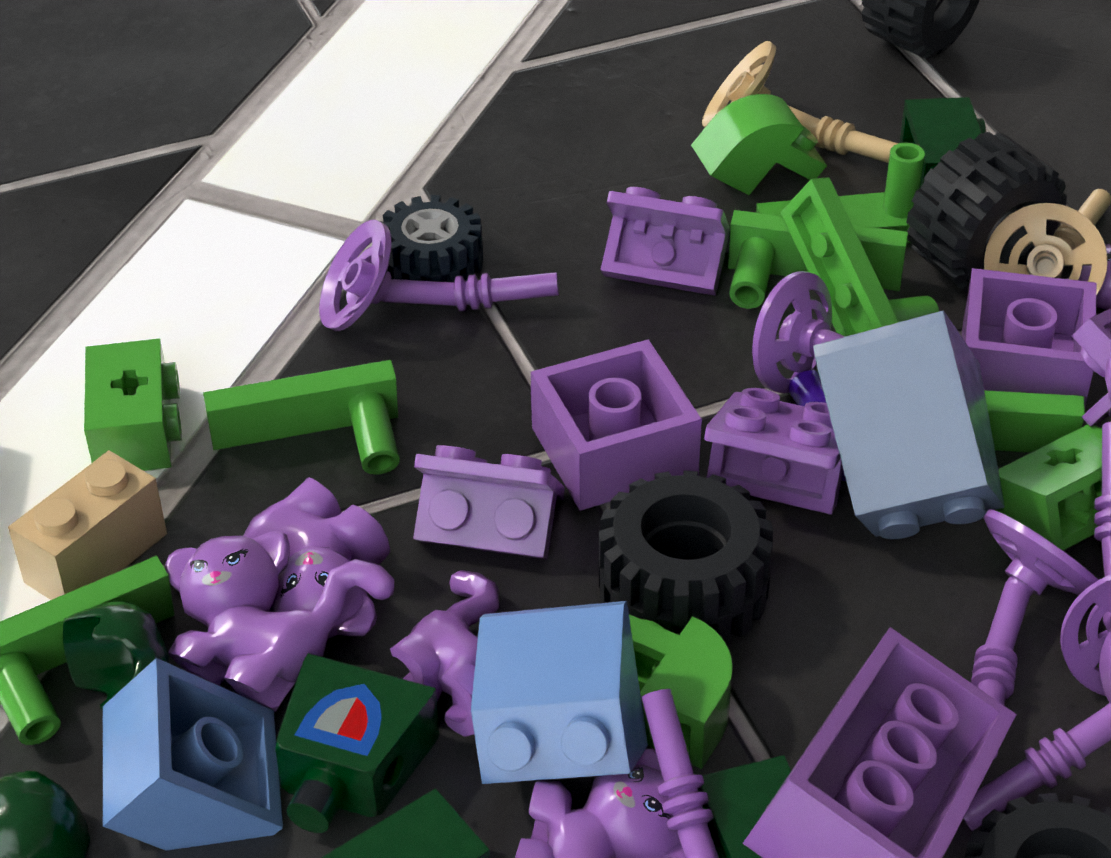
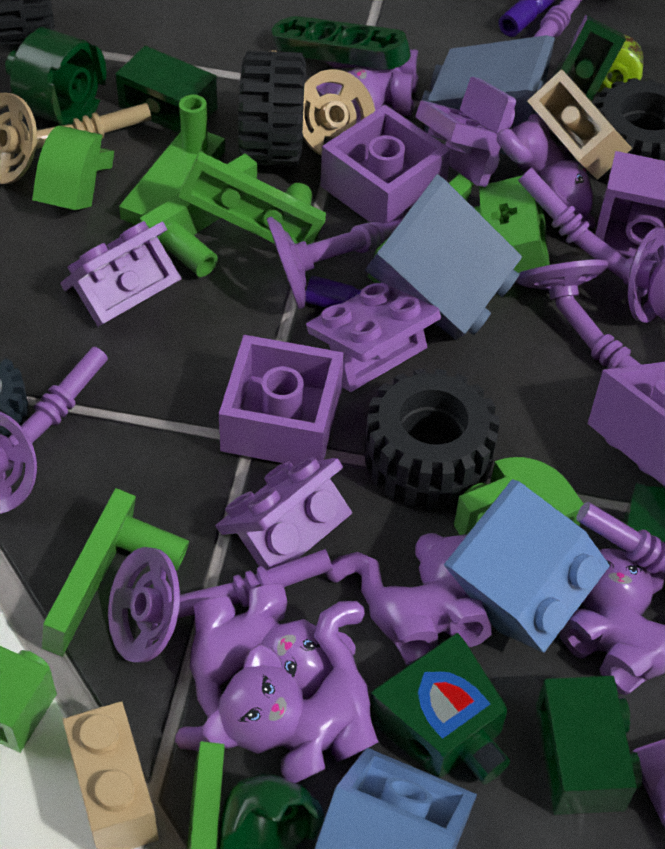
camera: 60 degrees left, 10 degrees up
(295, 462) = (165, 604): none -> medium lavender dish
(854, 70) = (57, 75): none -> dark green brick

